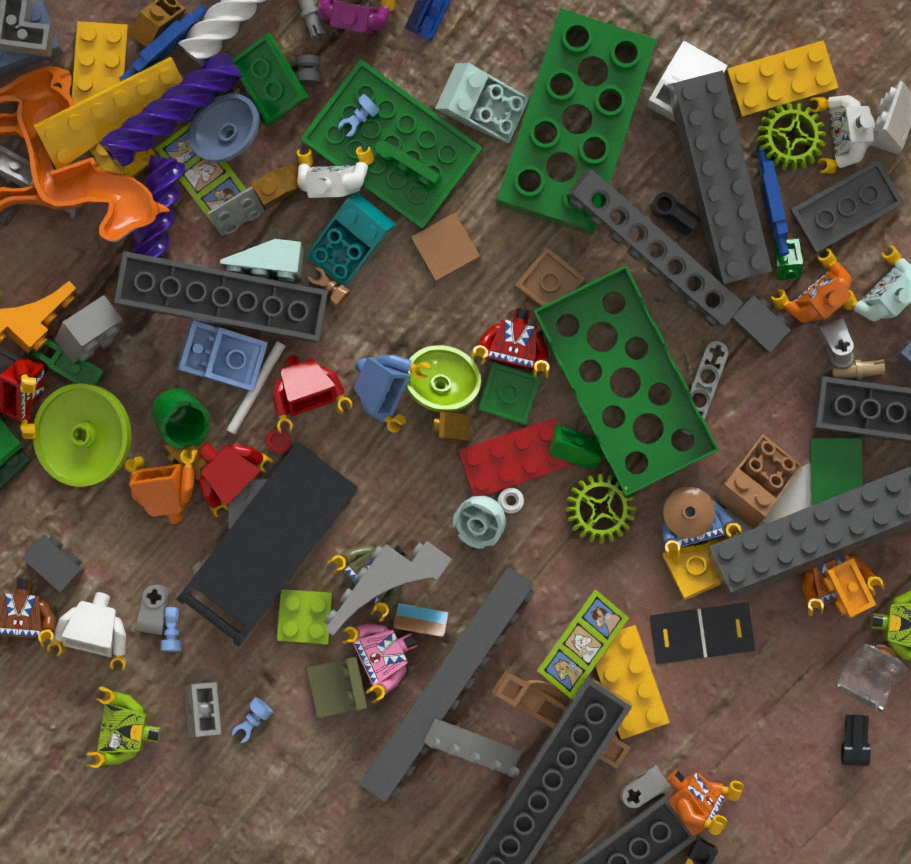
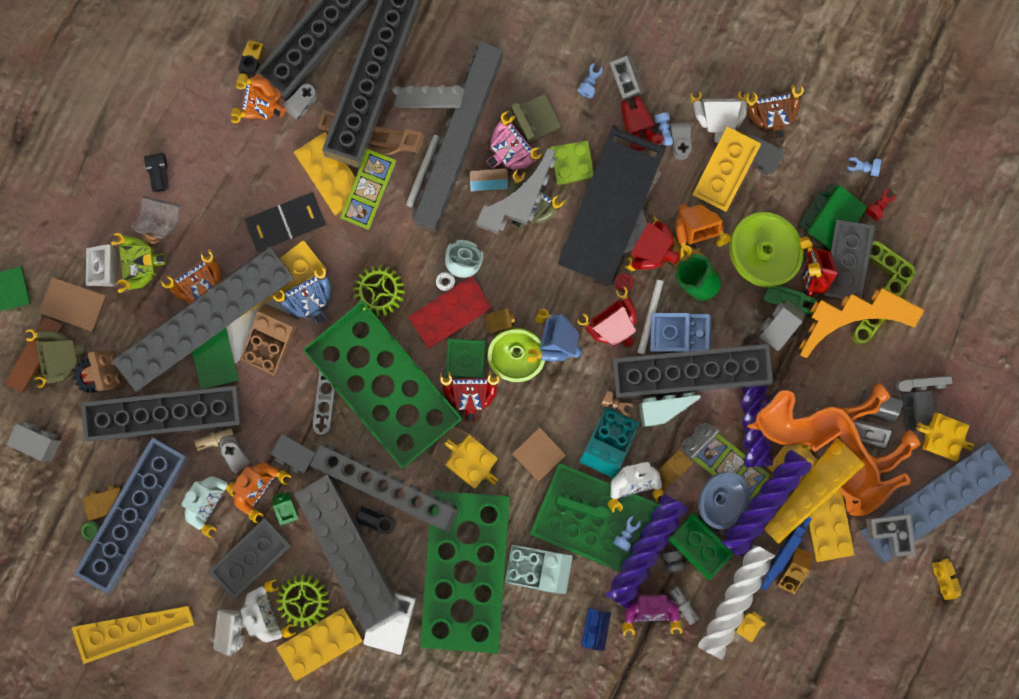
camera: 170 degrees right, 0 degrees up
(104, 553) = (726, 168): none -> yellow plate
(122, 730) = (680, 50): torso -> none
(202, 649) = (639, 120): none -> red piece
(341, 86) = (646, 551): none -> dark purple piece
(504, 655) = (423, 170): none -> white bar
(535, 258) = (471, 461): none -> yellow plate
(575, 447) = (408, 330): green slope -> none
(675, 515) = (321, 308): medium nougat dish -> none
(773, 202) = (305, 547): blue piece -> none
(848, 588) = (185, 274): light orange bracket -> none

